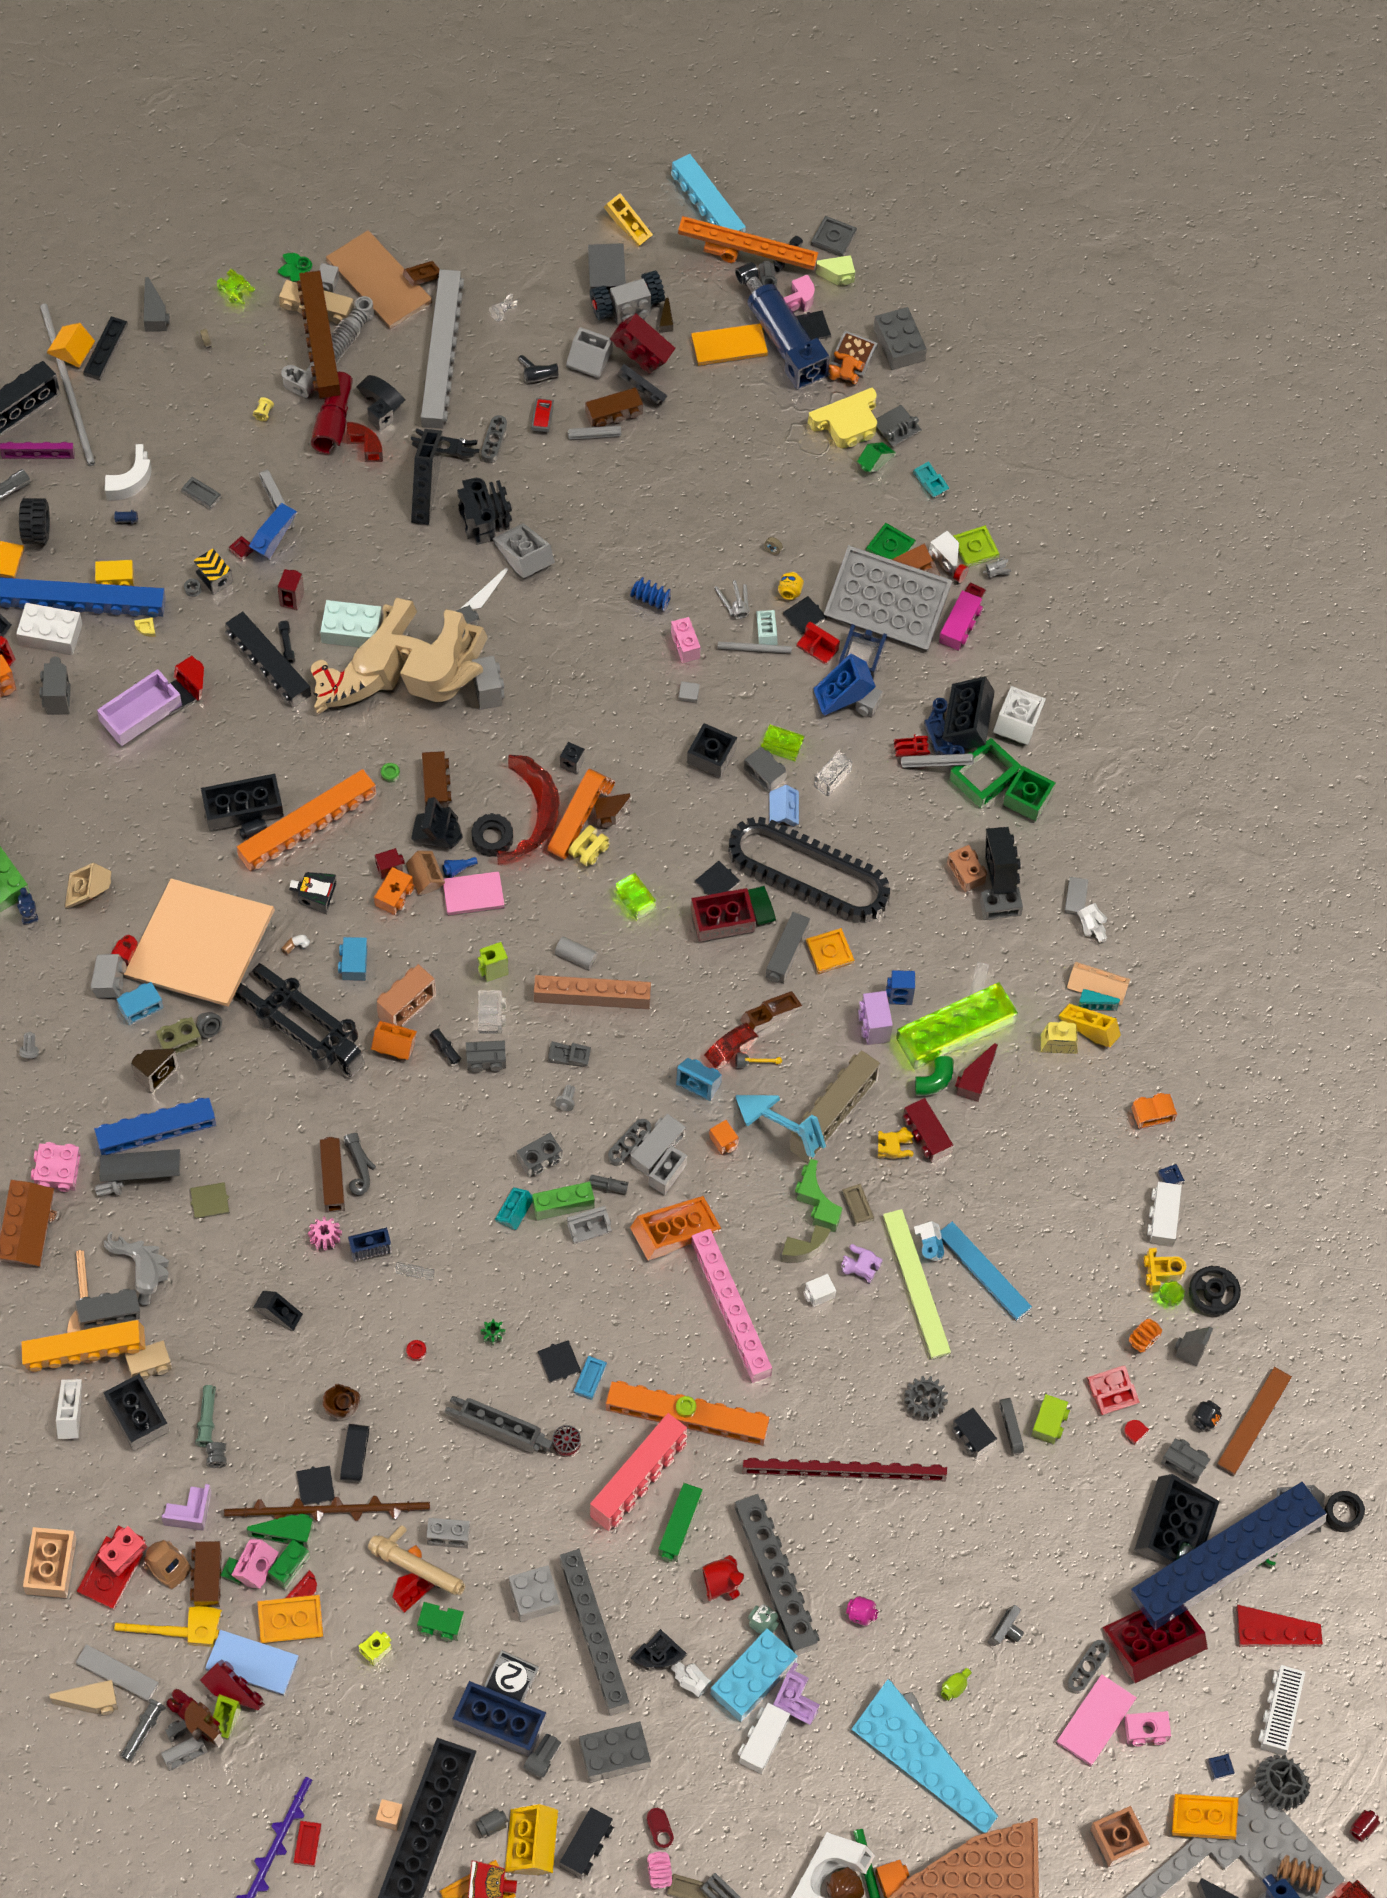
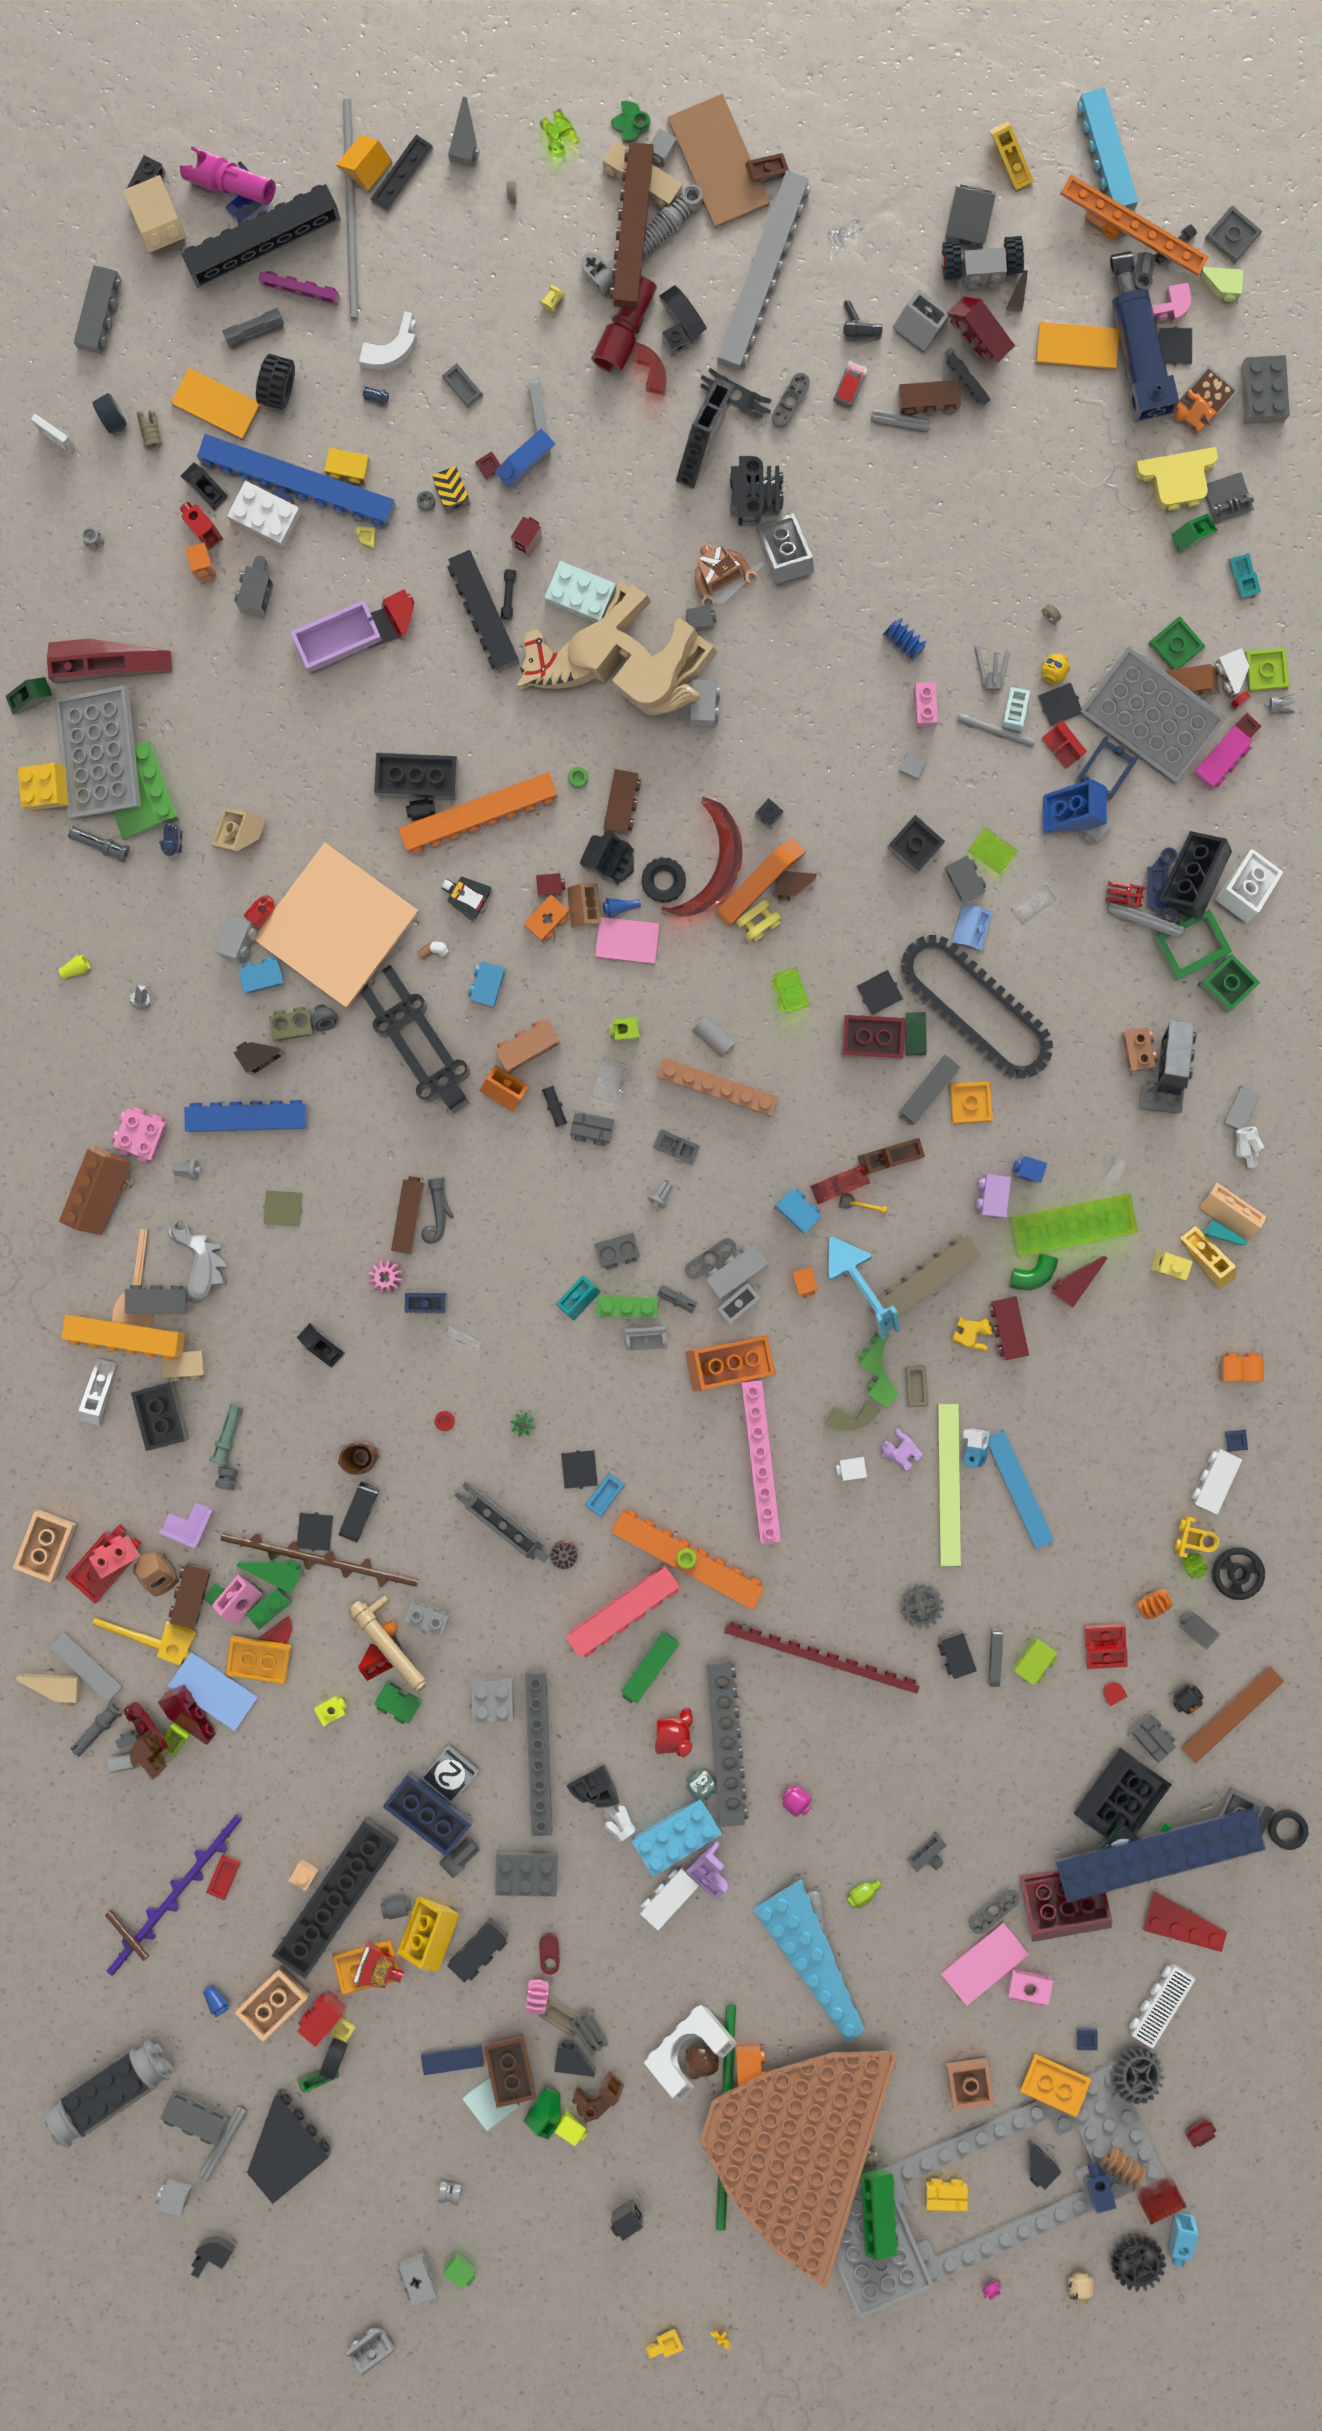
camera: 20 degrees right, 25 degrees up
(140, 1165) = (221, 1156): dark grey tile -> none
(470, 577) = (718, 569): none -> nougat torso

